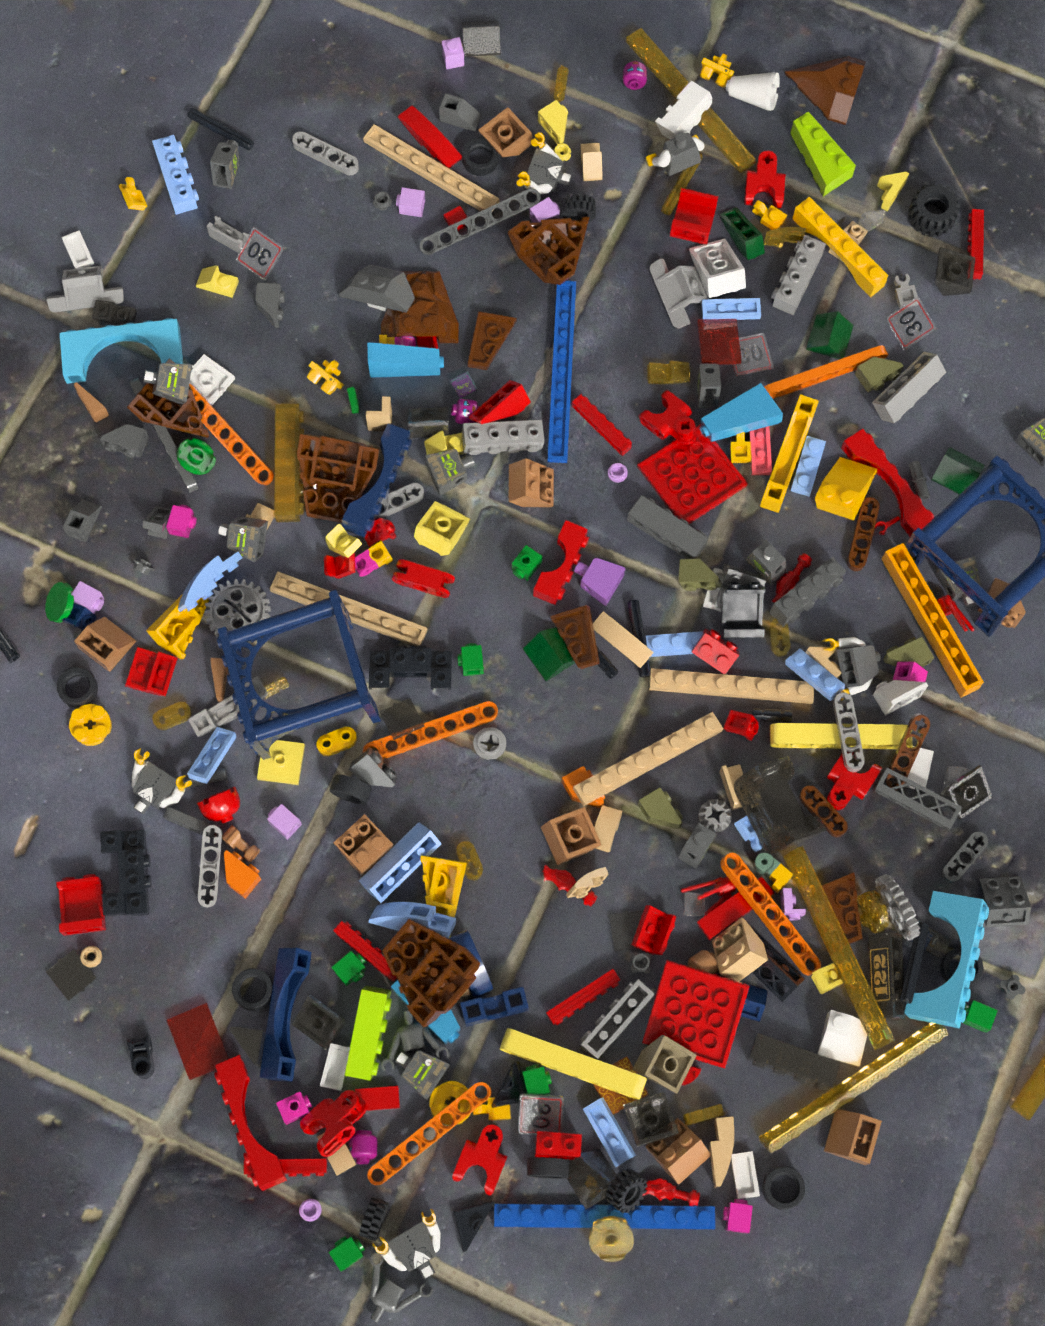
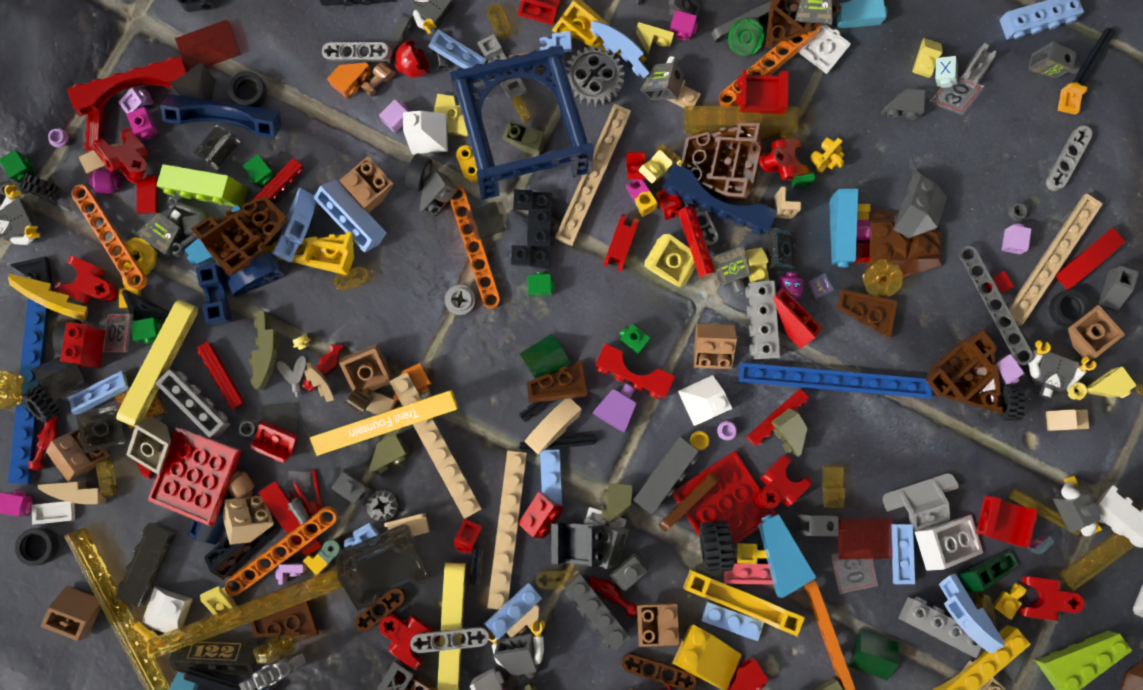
camera: 90 degrees right, 10 degrees up
(192, 555) = (649, 34): none -> light yellow slope
(199, 648) = (558, 39): none -> light blue plate
(236, 262) = (946, 71): none -> light aqua brick
(261, 435) = (762, 93): none -> red panel
(263, 149) = (1071, 98): none -> light orange bracket
(266, 1119) = (135, 99): none -> lavender bracket
(304, 784) = (425, 131): none -> white slope
(309, 679) = (524, 138): none -> olive slope
(321, 540) = (671, 155): none -> clear yellow beam
(333, 416) = (783, 159): none -> red piece
(335, 1067) = (176, 158): white tile -> none
(422, 501) = (696, 241): none -> red piece
(447, 323) = (876, 271): none -> clear yellow plate
(500, 1201) = (42, 293): none -> yellow slope
(542, 910) = (301, 342): none -> light yellow plate
(563, 948) = (264, 358): none -> olive slope
(580, 916) = (293, 377): none -> light grey piece
(587, 493) = (704, 400): none -> white slope
(607, 830) = (360, 400): none -> dark brown piece
(616, 408) = (791, 430): none -> olive slope
(628, 498) = (699, 440): none -> yellow plate
(629, 810) = (384, 422): none -> yellow tile
(692, 505) = (677, 512): none -> reddish brown beam
(713, 186) = (1041, 544): none -> clear light blue tile
(722, 896) = (298, 510): none -> dark grey pin
(736, 474) = (716, 546): none -> black tyre
(789, 247) = (970, 619): none -> light blue slope
(816, 531) = (658, 624): none -> medium nougat slope
(869, 1054) = (145, 632): none -> yellow bar

